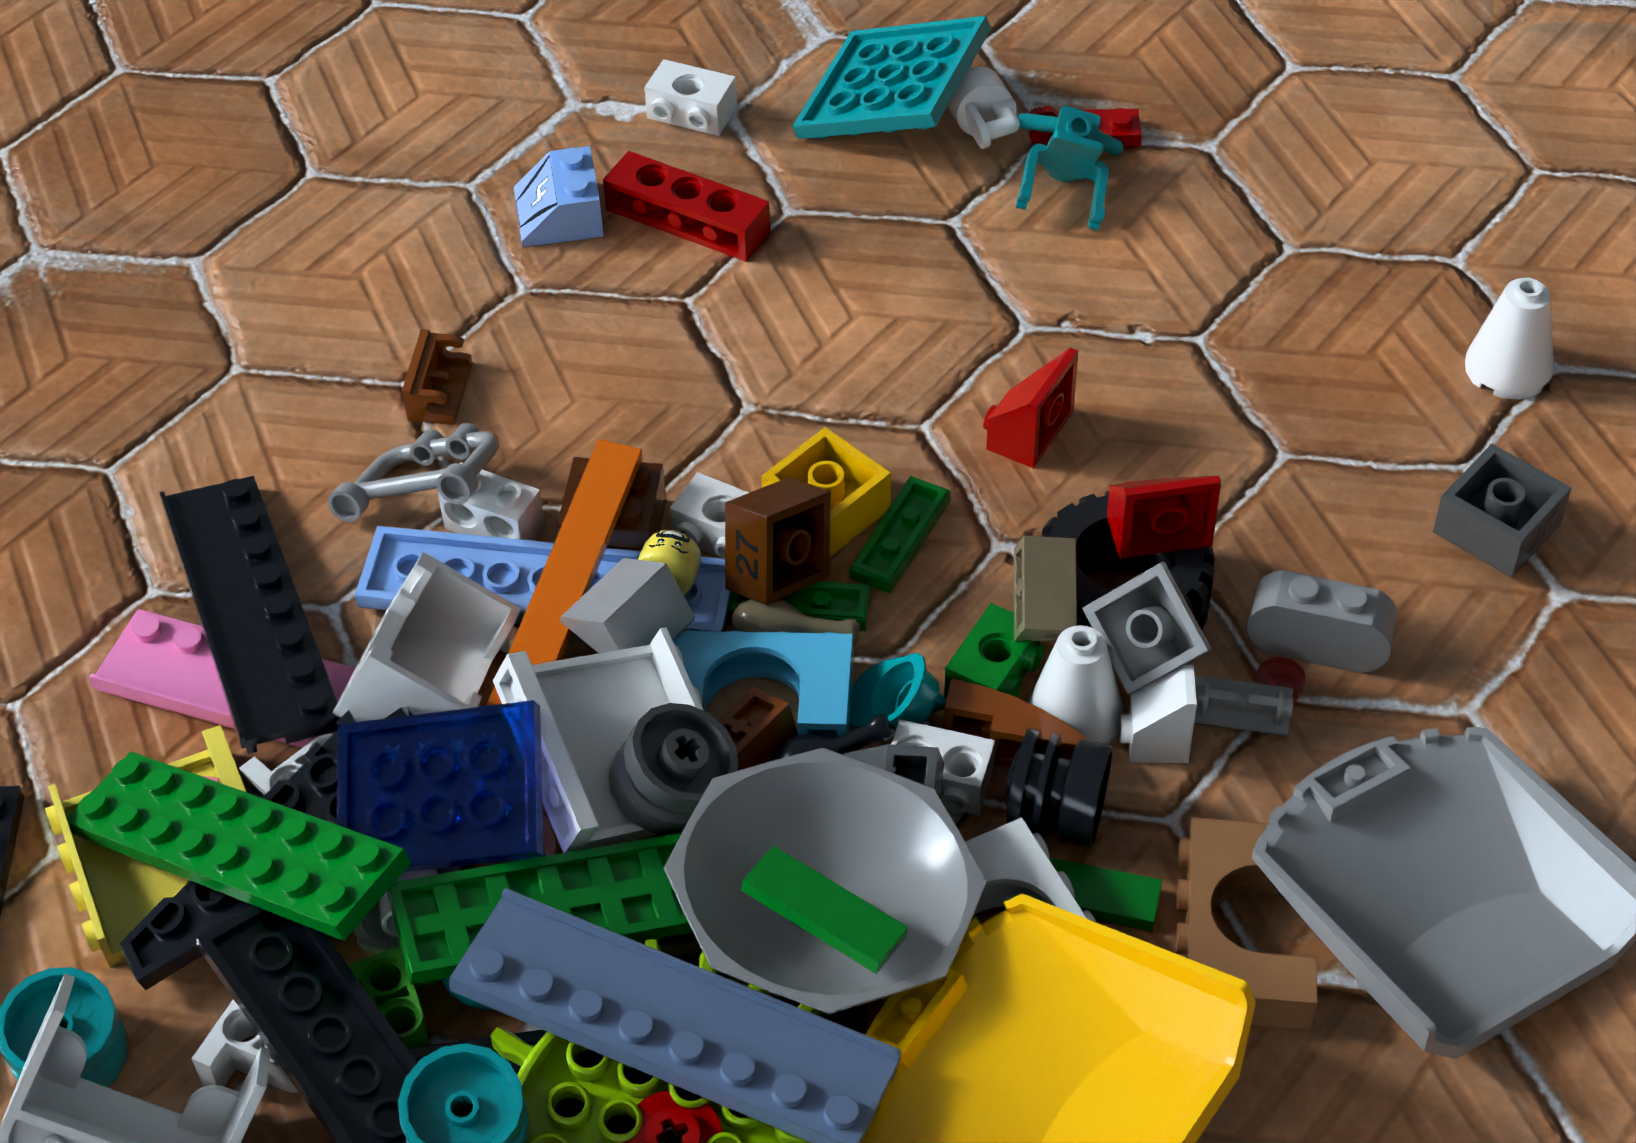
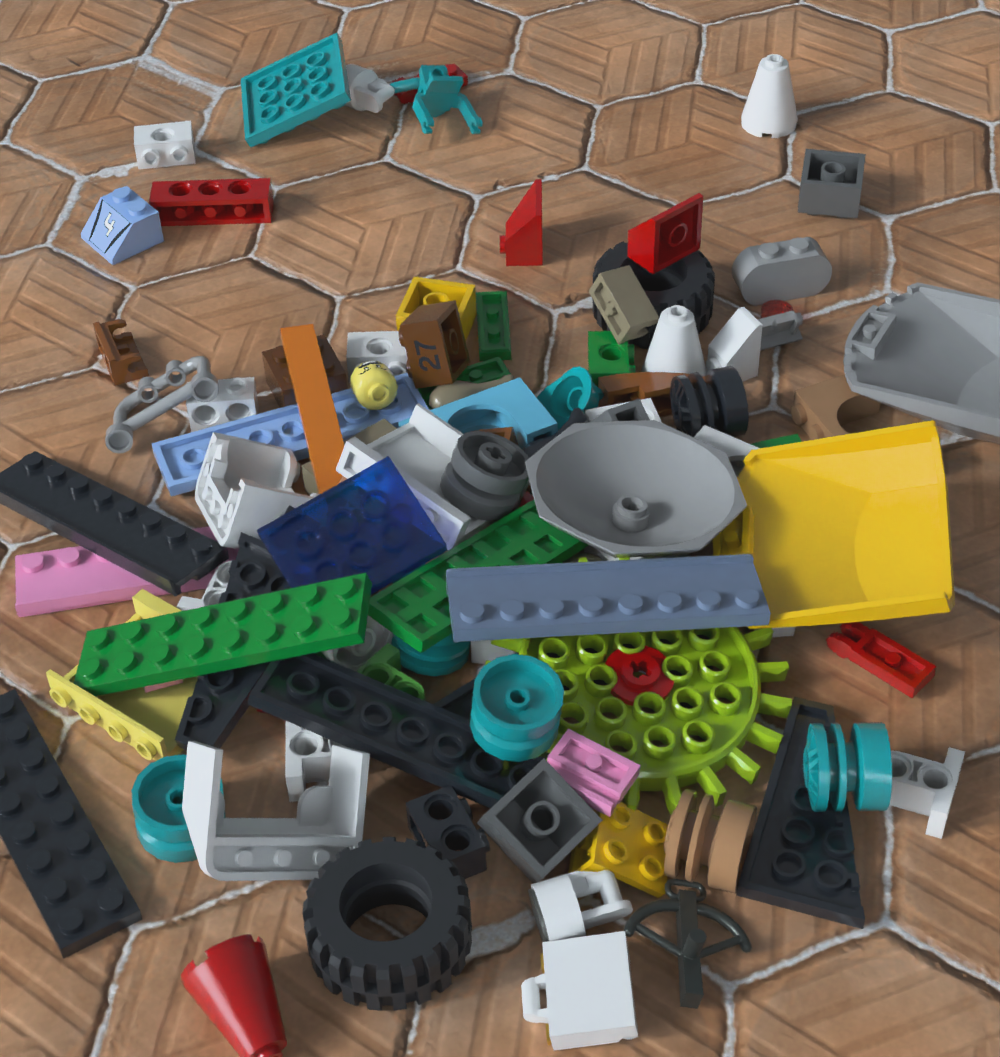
camera: 30 degrees left, 5 degrees down
(629, 607) = (374, 409): light grey slope -> none
(824, 909) = (653, 497): green tile -> none
(1147, 628) = (708, 293): light grey slope -> none

